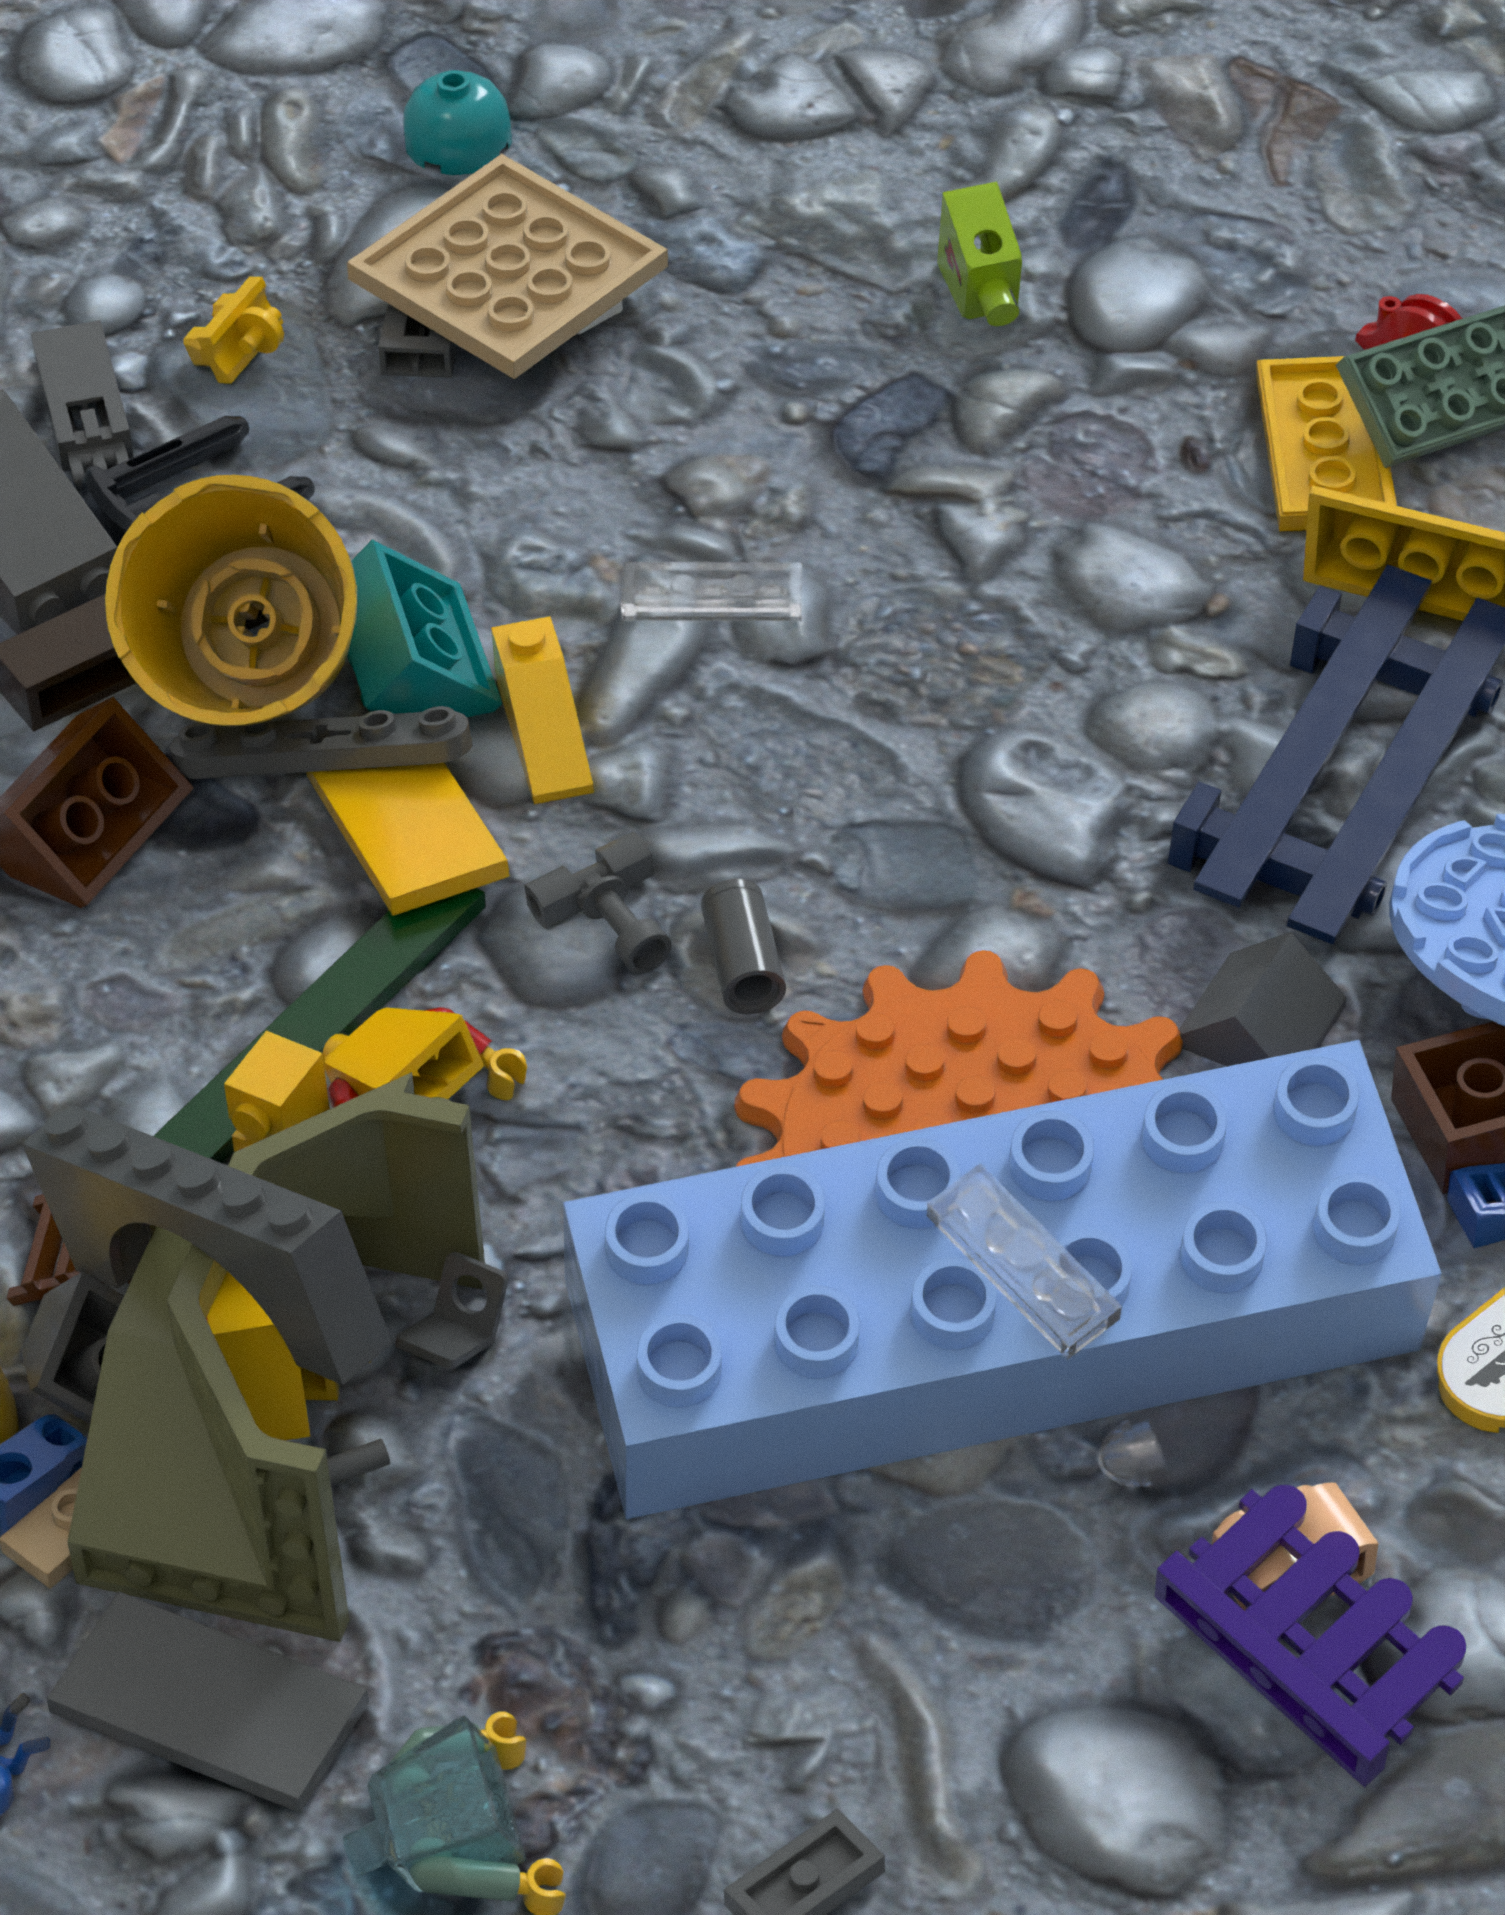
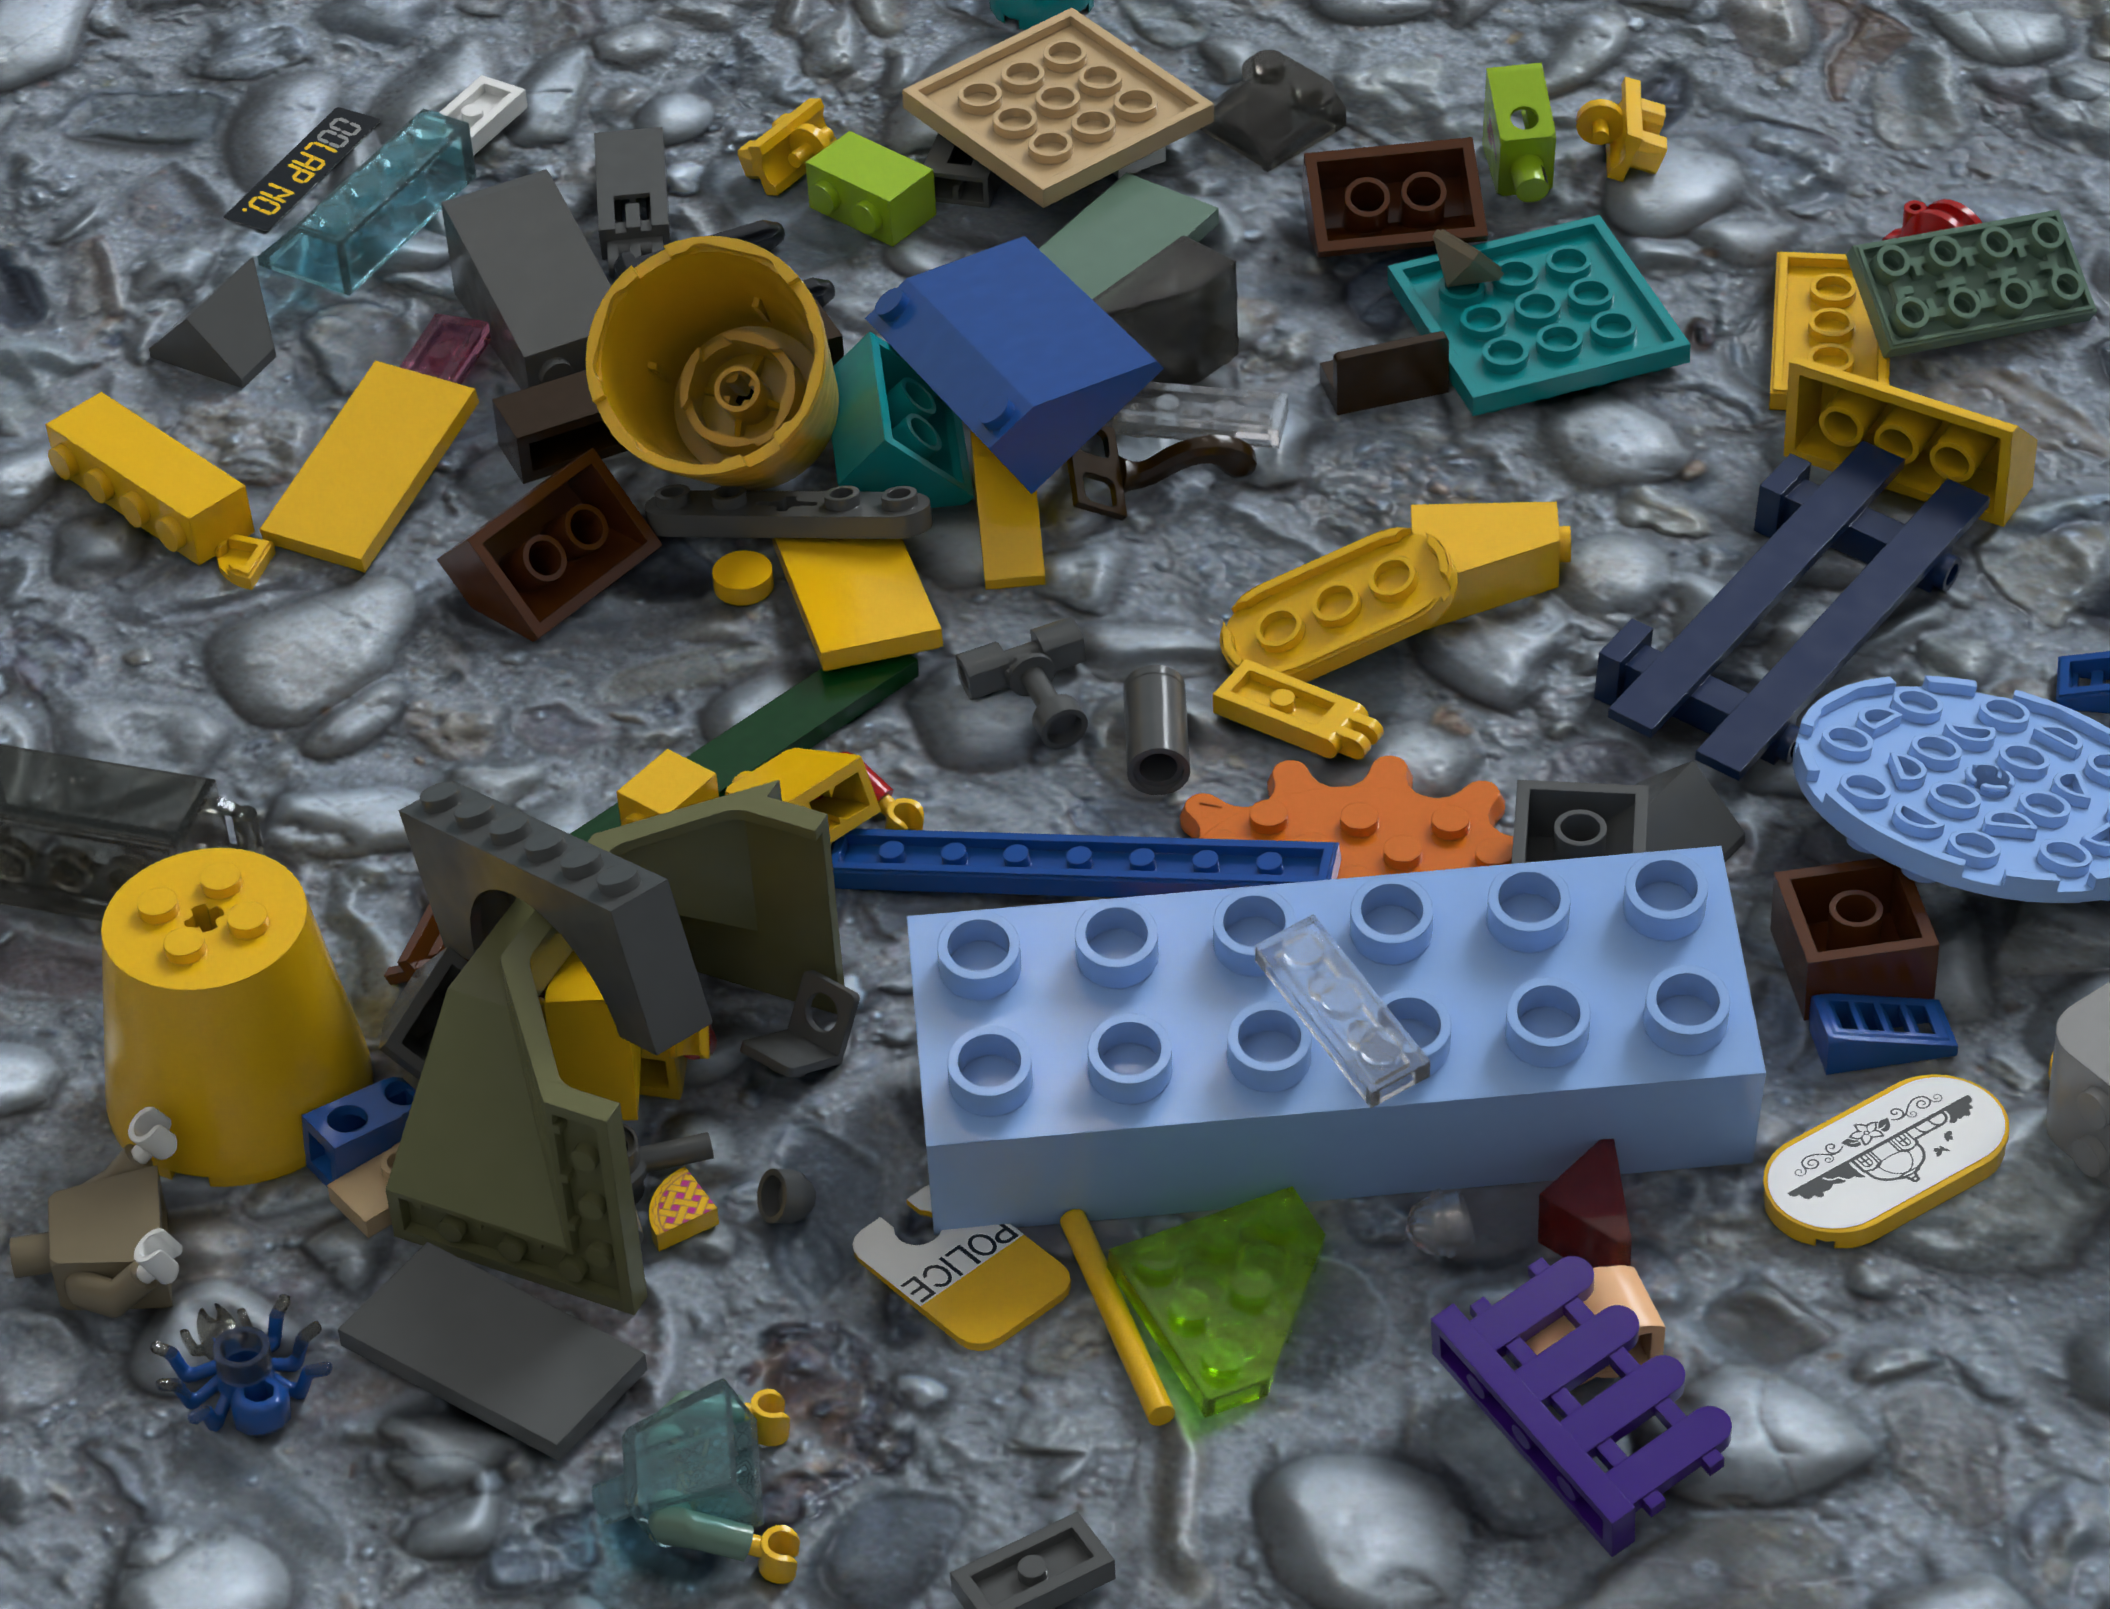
camera: 10 degrees right, 5 degrees down
(285, 817) = (742, 578): none -> yellow tile
(329, 370) = (871, 188): none -> lime brick
(366, 1523) = (680, 1210): none -> yellow tile
(470, 1498) = (785, 1196): none -> dark grey hinge
(529, 552) = (1015, 353): none -> blue slope
(586, 424) = (1124, 231): none -> sand green tile
(649, 666) = (1122, 475): none -> dark brown piece
(659, 502) = (1180, 310): none -> clear smoke slope
(672, 1564) = (969, 1280): none -> piece
(713, 1103) = (1070, 863): none -> blue tile
(725, 245) = (1276, 110): none -> clear smoke slope
(830, 1590) = (1117, 1318): none -> yellow bar
(867, 339) = (1392, 196): none -> reddish brown slope
(879, 912) = (1296, 712): none -> yellow hinge
(895, 530) = (1387, 373): none -> dark brown panel
(902, 797) = (1342, 605): none -> yellow tile
(932, 1553) = (1224, 1293): none -> clear neon green plate
(953, 404) = (1462, 262): none -> dark tan slope
(1030, 724) = (1497, 549): none -> yellow slope
(1033, 451) = (1554, 323): none -> teal plate
(1083, 240) = (1627, 130): none -> yellow hips
(1195, 1023) = (1578, 820): none -> dark grey slope
(1277, 1428) = (1587, 1210): none -> clear red slope

